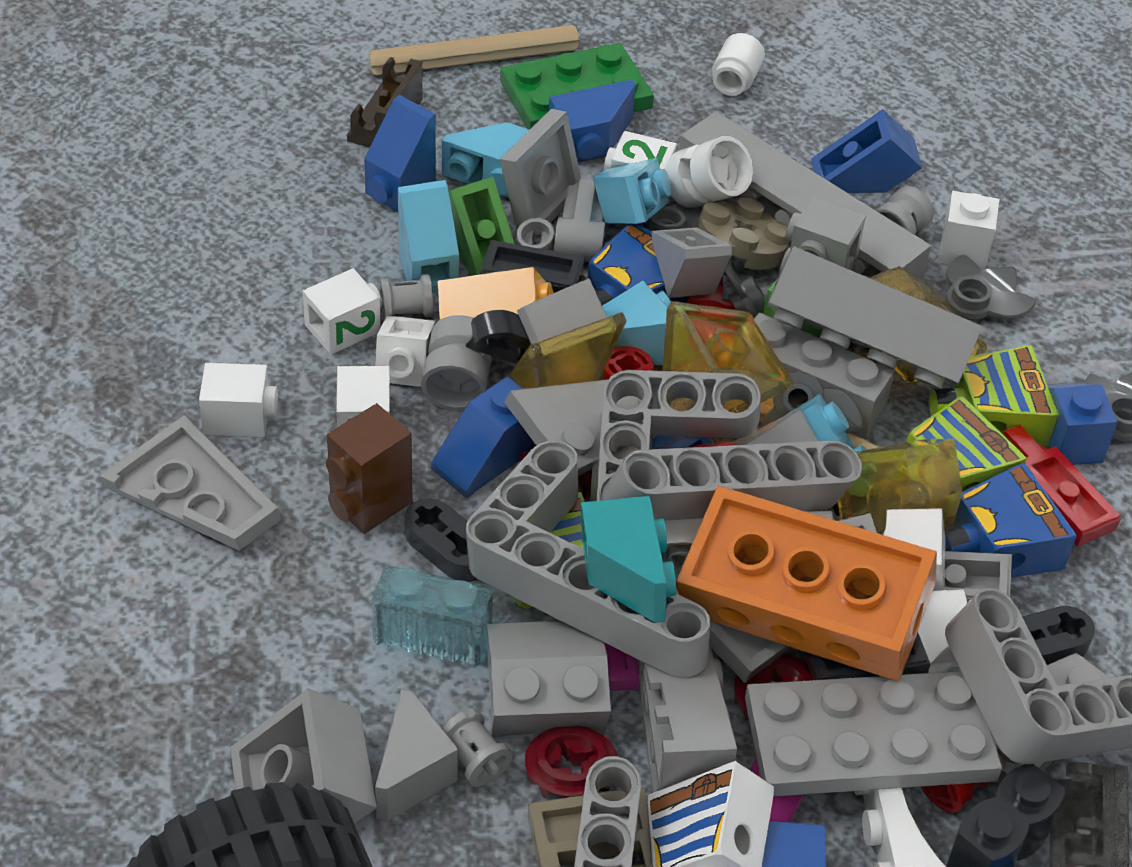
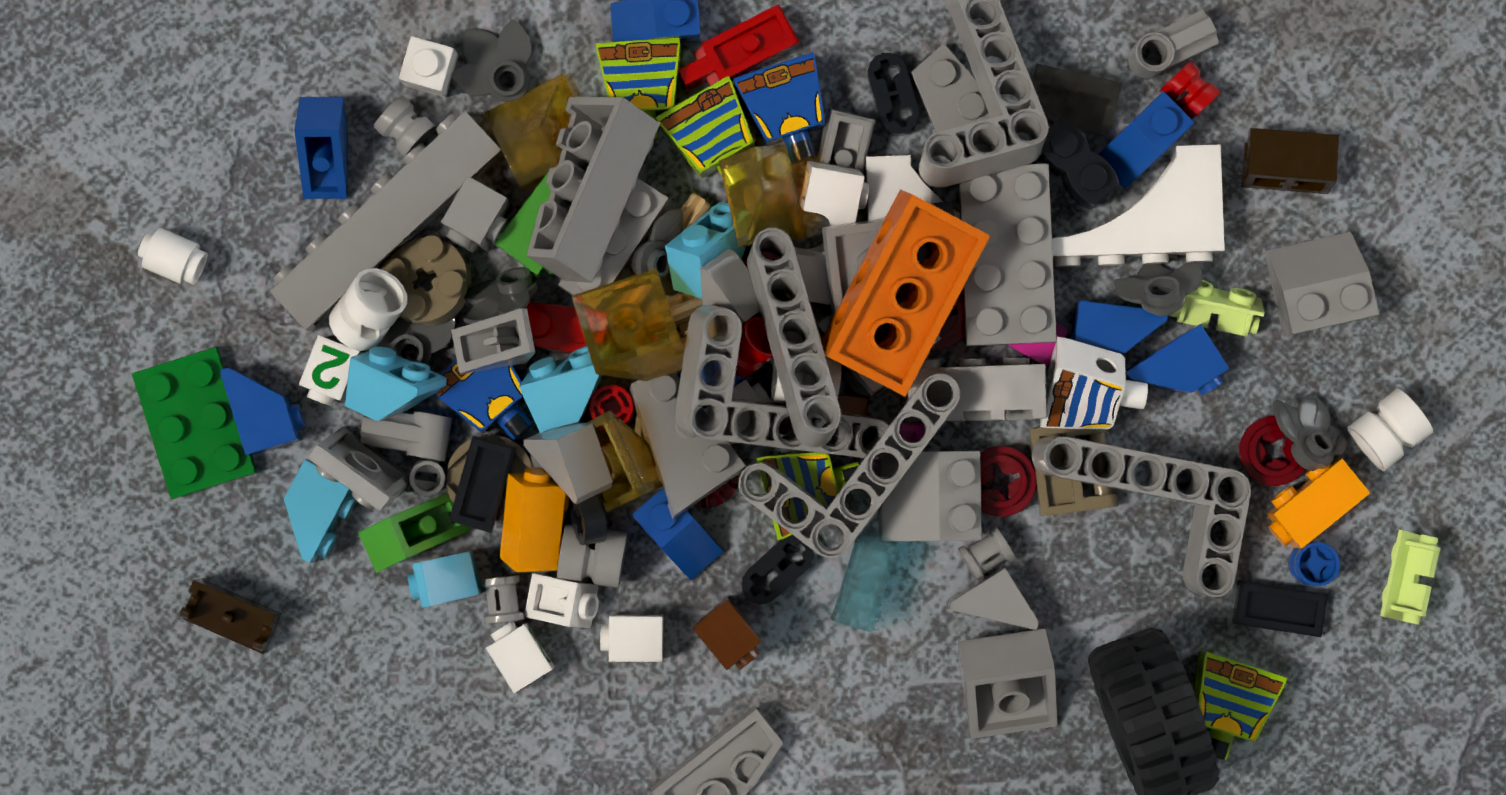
camera: 90 degrees left, 40 degrees up
(236, 400) = (626, 747): white brick -> none
(401, 152) = (331, 604): blue slope -> none
(478, 49) = (136, 523): tan axle -> none
(624, 554) = (887, 437): teal slope -> none

